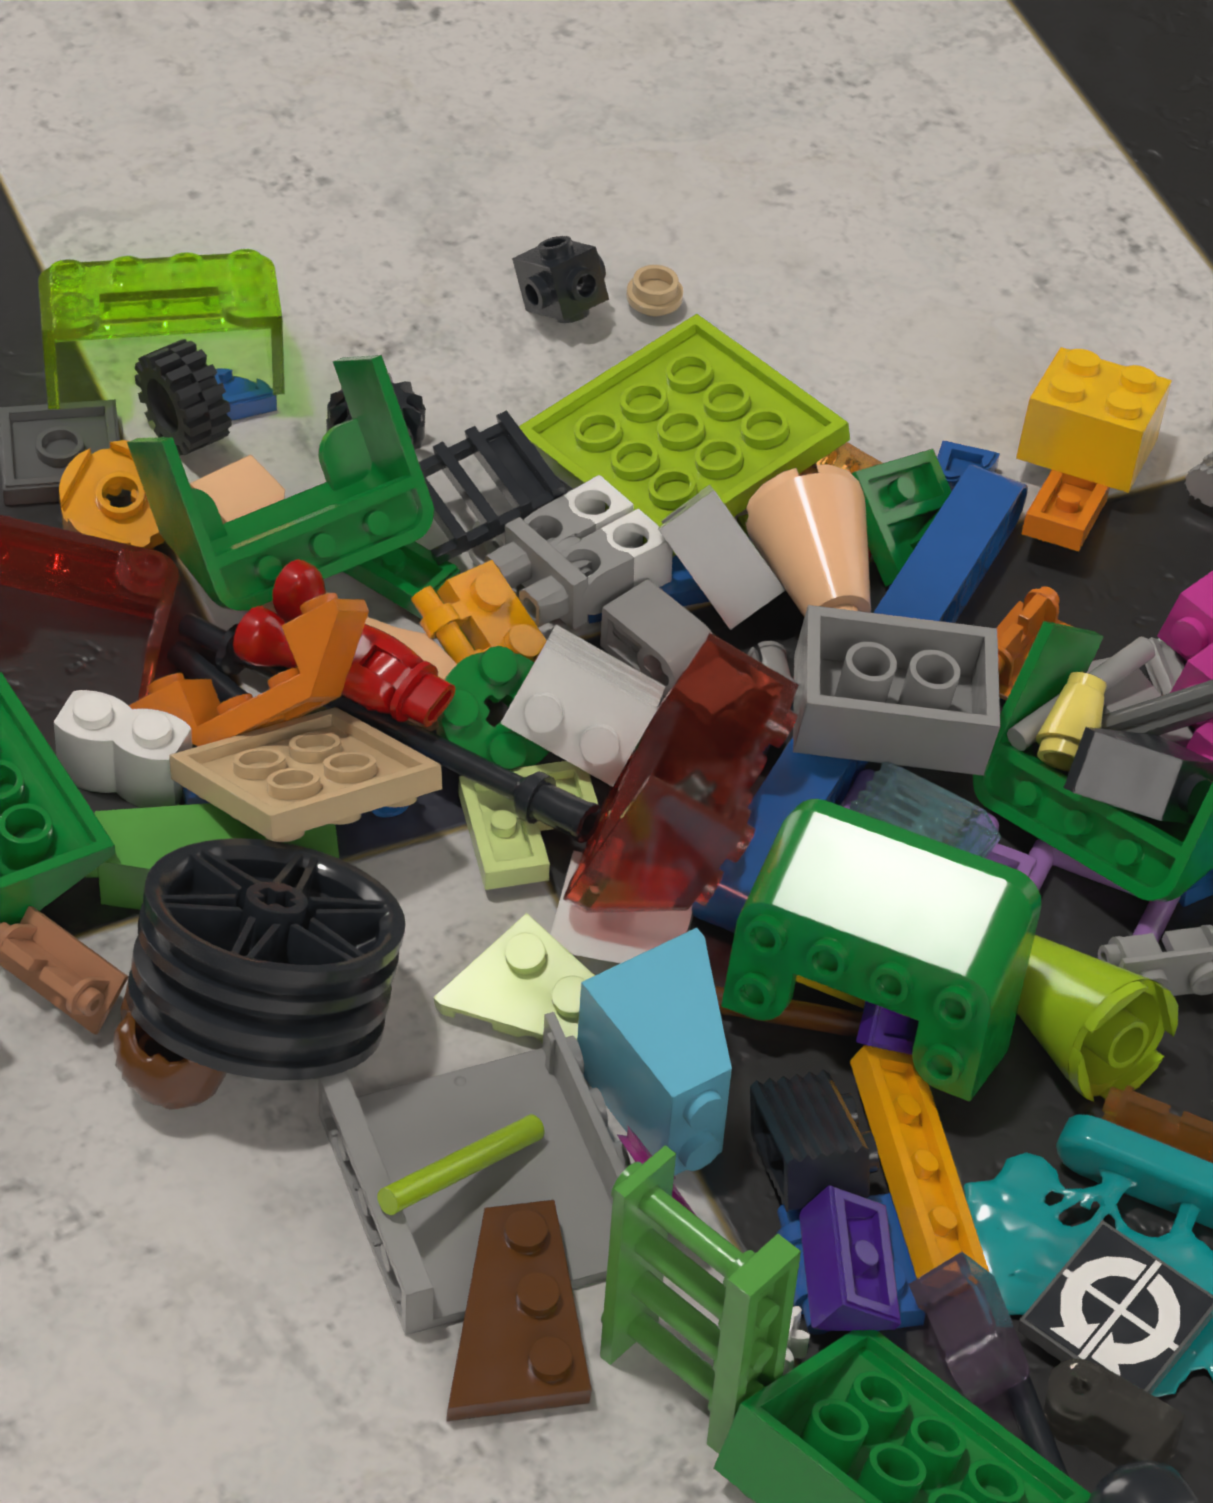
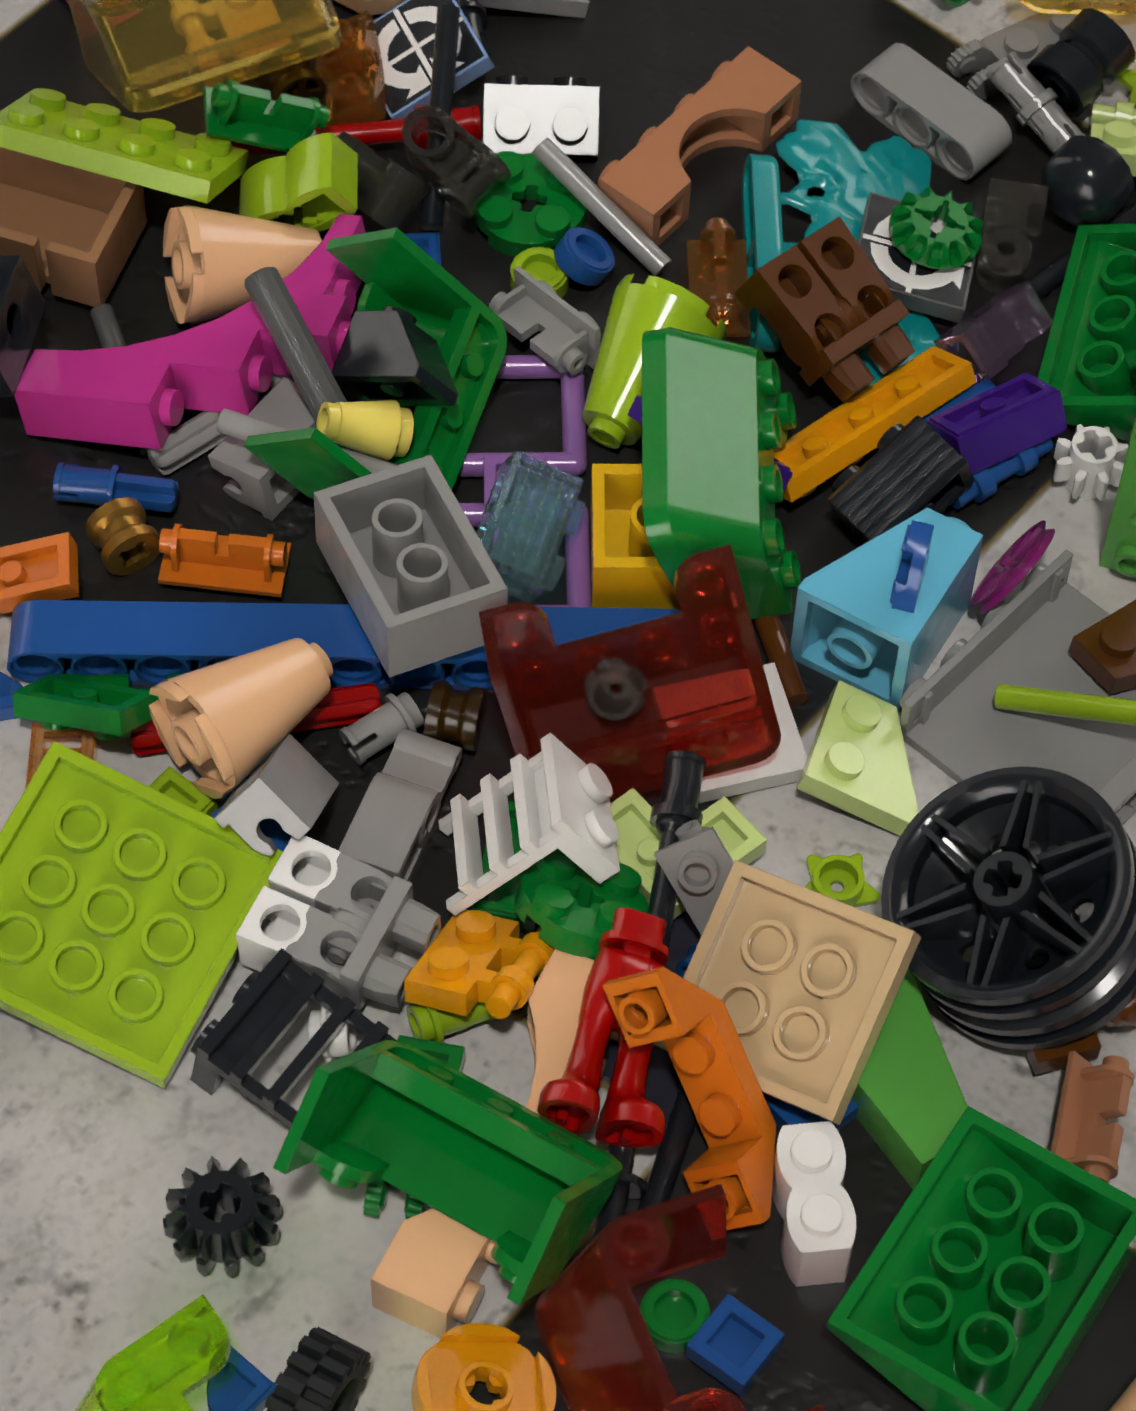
camera: 115 degrees left, 10 degrees up
(49, 663) = (734, 1344): none -> blue plate
(106, 651) = (674, 1313): none -> green tile
(431, 916) = (843, 871): none -> lime plate
(468, 780) = (696, 869): none -> light grey hinge
(655, 999) = (912, 566): none -> blue tile
(1058, 1159) = (829, 309): none -> reddish brown hips
(1076, 583) = (123, 536): none -> pearl gold wheel
(1134, 1356) = (949, 249): none -> green gear
(1138, 604) = (100, 485): none -> blue axle

